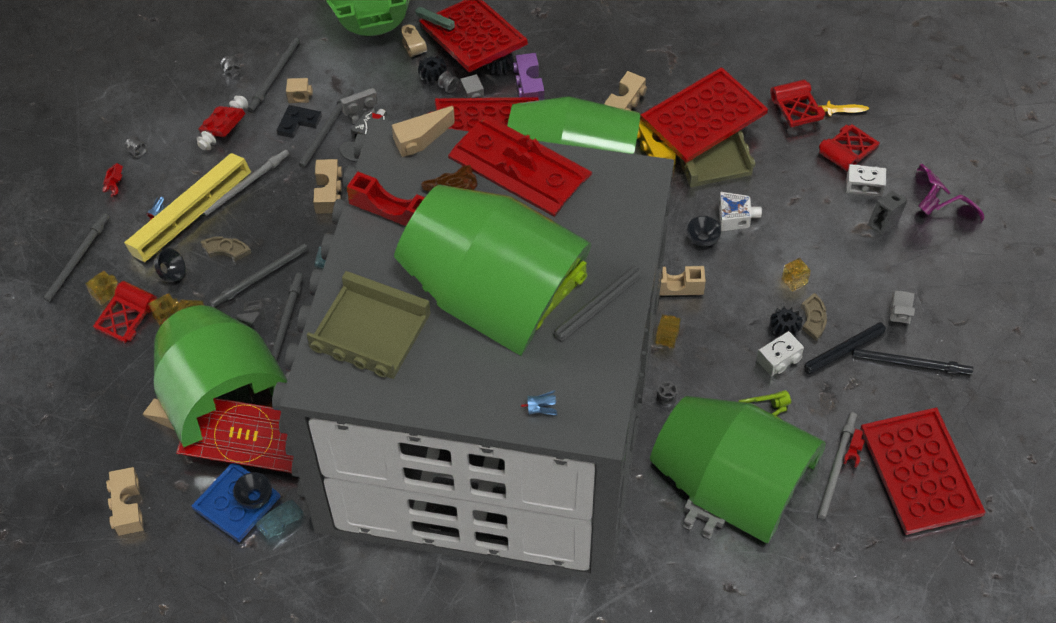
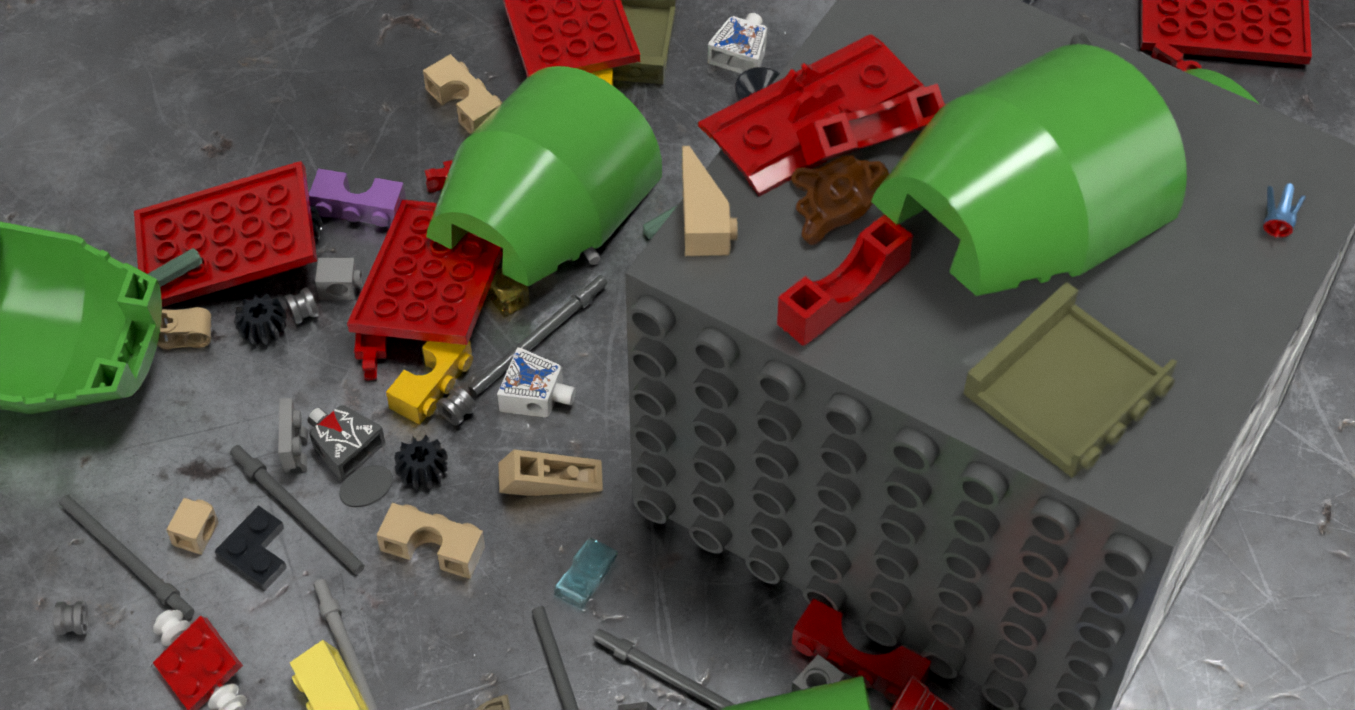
camera: 70 degrees left, 0 degrees up
(503, 179) = (869, 126): none -> red arch

